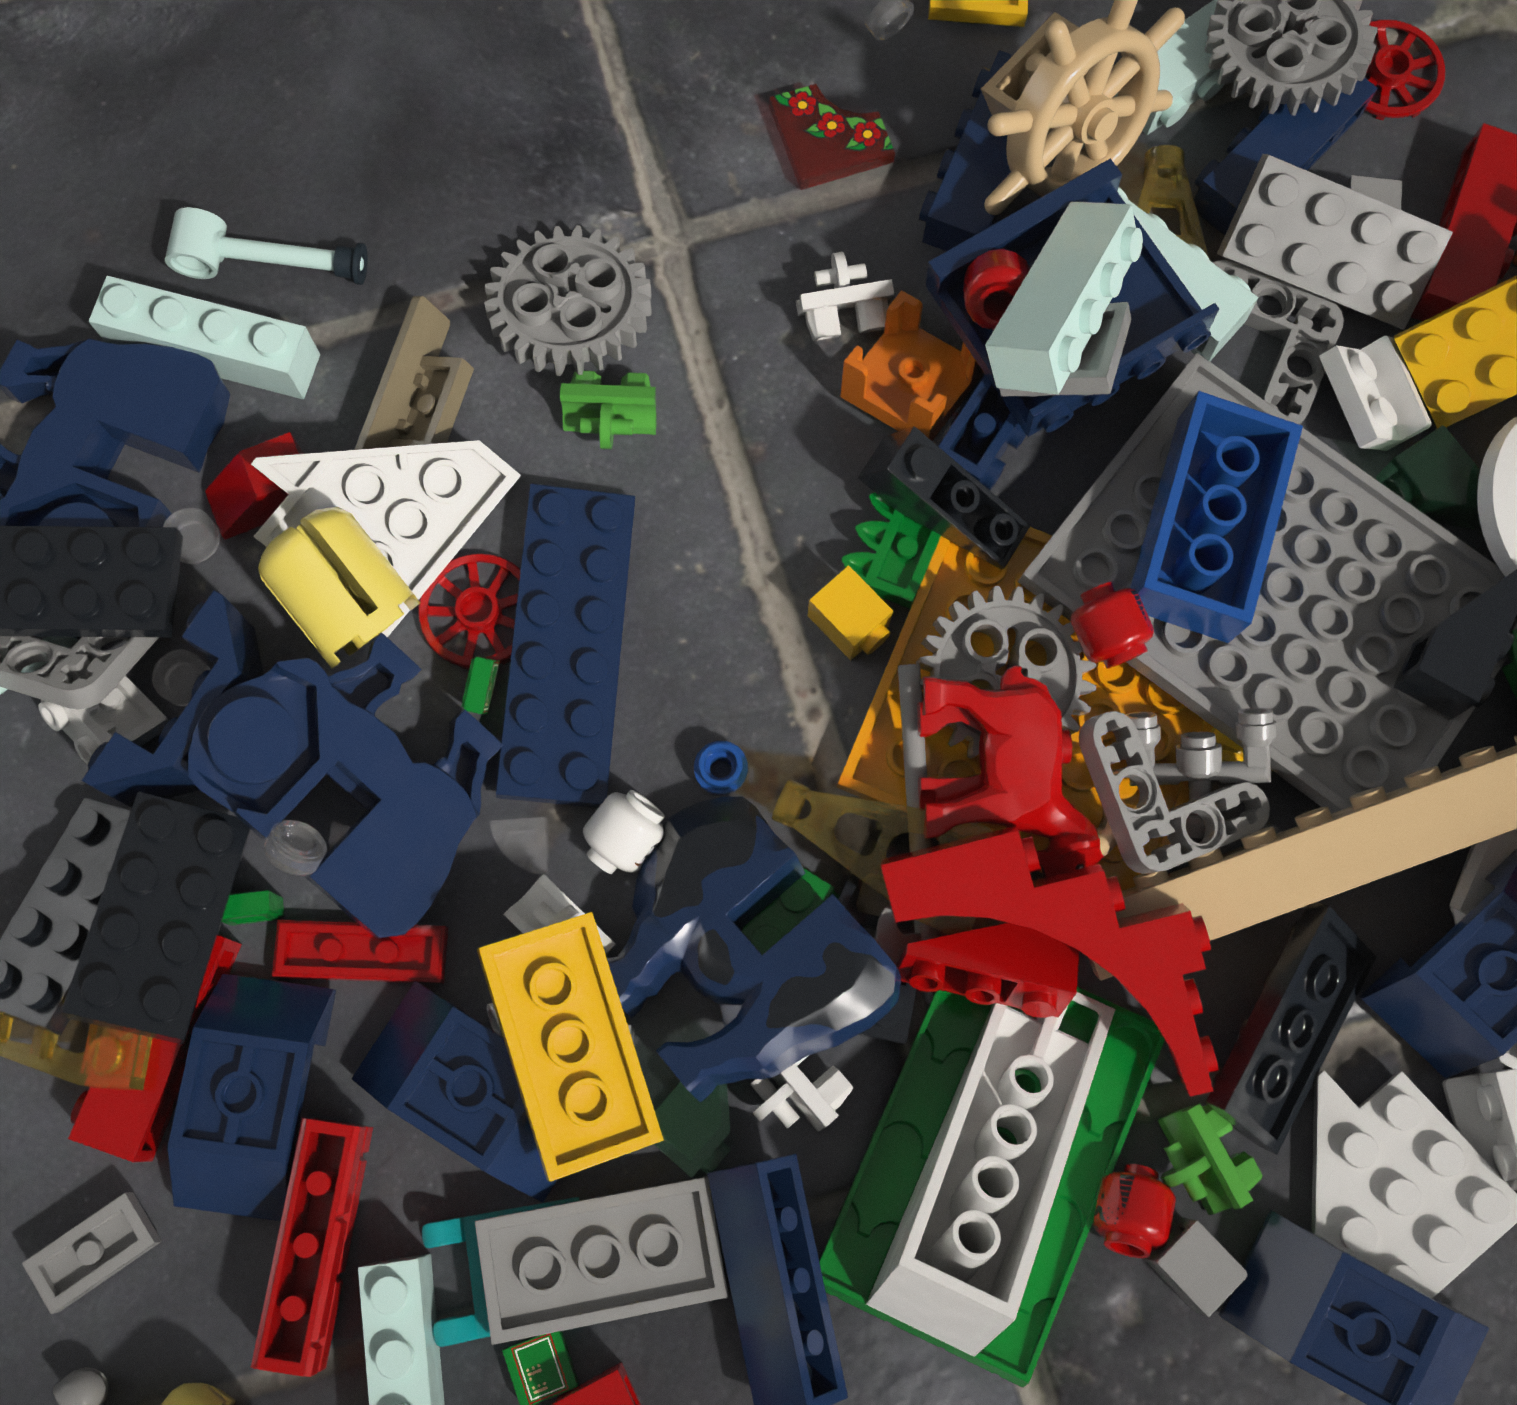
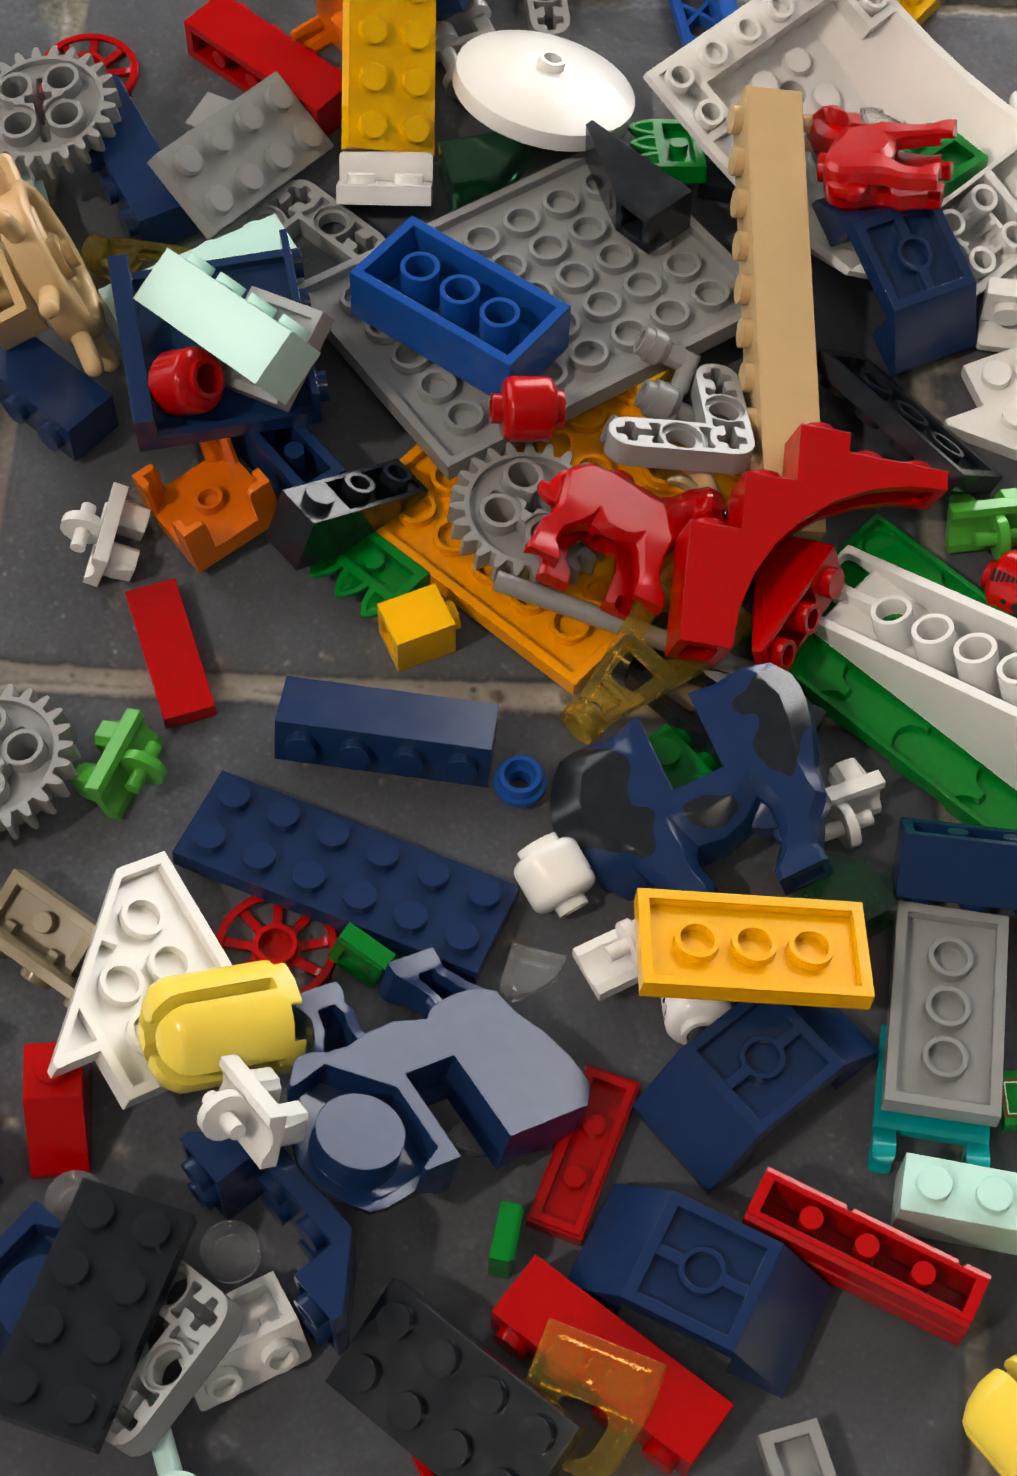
camera: 70 degrees left, 15 degrees down
(157, 919) = (500, 1295): black plate -> none
(227, 656) = (250, 1112): none -> white hips
(295, 847) = (479, 1134): clear tile -> none
(718, 625) = (386, 731): none -> dark blue brick
(746, 405) = (170, 653): none -> red tile

